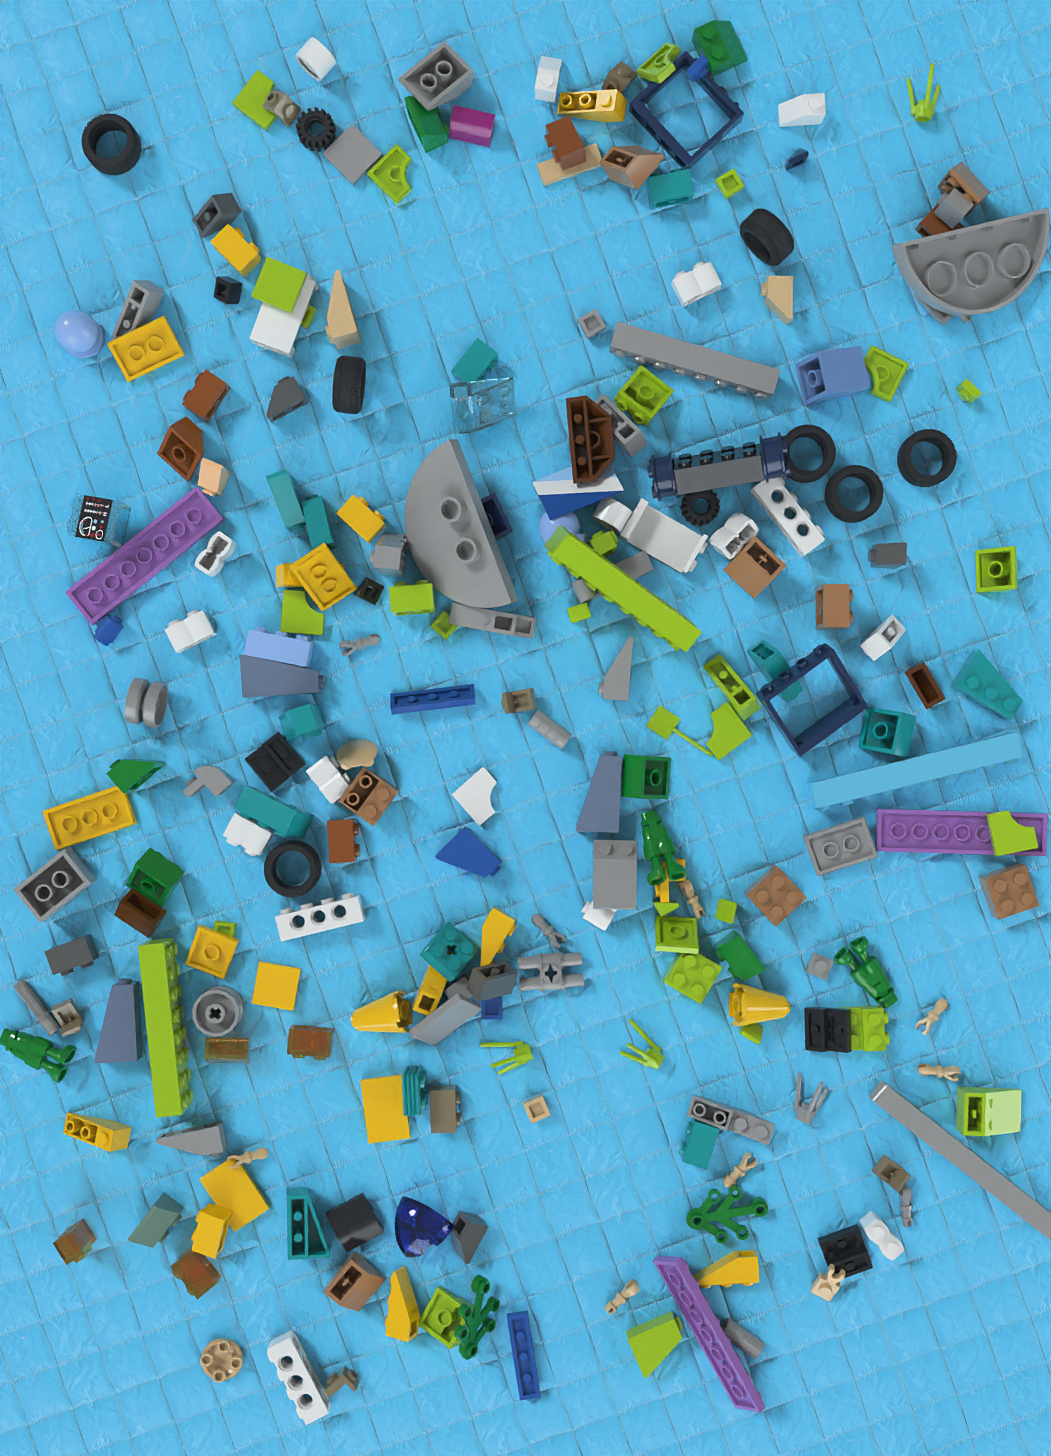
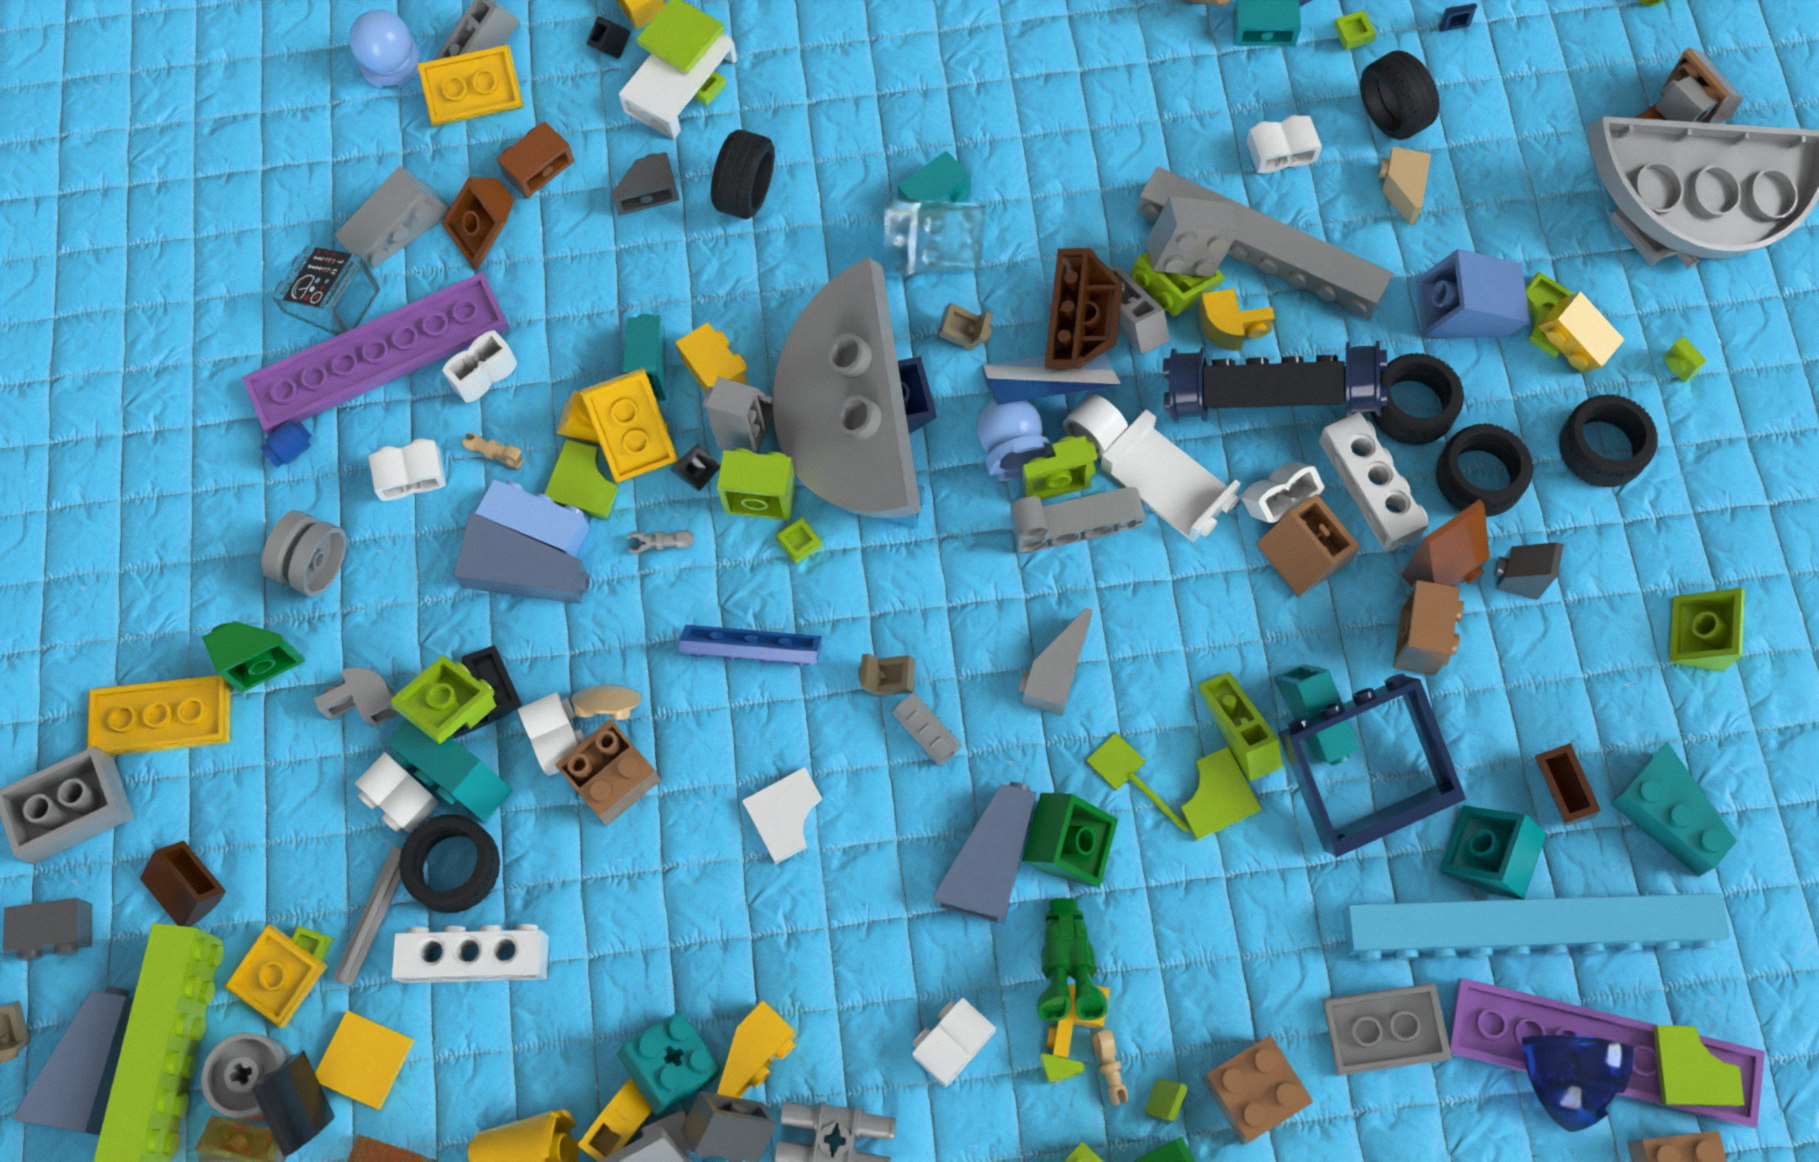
camera: 20 degrees right, 20 degrees down
(126, 460) = (392, 218): none -> light grey wedge
(155, 877) = (225, 829): green slope -> none
(212, 477) = (510, 261): light nougat slope -> none
(239, 606) = (492, 449): none -> tan piece
(249, 1021) = (293, 1103): none -> black slope
(256, 907) = (370, 920): none -> light grey axle
(262, 777) = (444, 699): none -> lime plate
(287, 500) = (607, 309): teal slope -> none
(302, 721) = (535, 629): teal wedge -> none
(340, 316) = (755, 88): tan slope -> none
(342, 840) = (545, 836): dark orange brick -> none
(469, 853) = (746, 903): blue slope -> none
(492, 620) = (875, 543): light grey slope -> none
(516, 460) = (964, 326): none -> dark tan bracket
(548, 930) = (836, 1047): light grey piece -> none
(578, 612) = (1012, 556): lime slope -> none
(591, 323) = (1118, 168): light grey plate -> none
(614, 874) = (982, 986): light grey slope -> none
(619, 586) = (1091, 521): lime brick -> none
(649, 375) = (1191, 236): none -> light grey brick
(676, 934) = (1070, 1119): lime tile -> none
(679, 424) = (1228, 325): none -> yellow brick
(700, 519) = (1236, 425): black tyre -> none
(840, 560) = (1452, 551): none -> dark orange slope
(883, 638) = (1503, 697): white slope -> none
(902, 388) = (1581, 332): none -> brick
(947, 853) = (1577, 1076): none -> clear blue brick

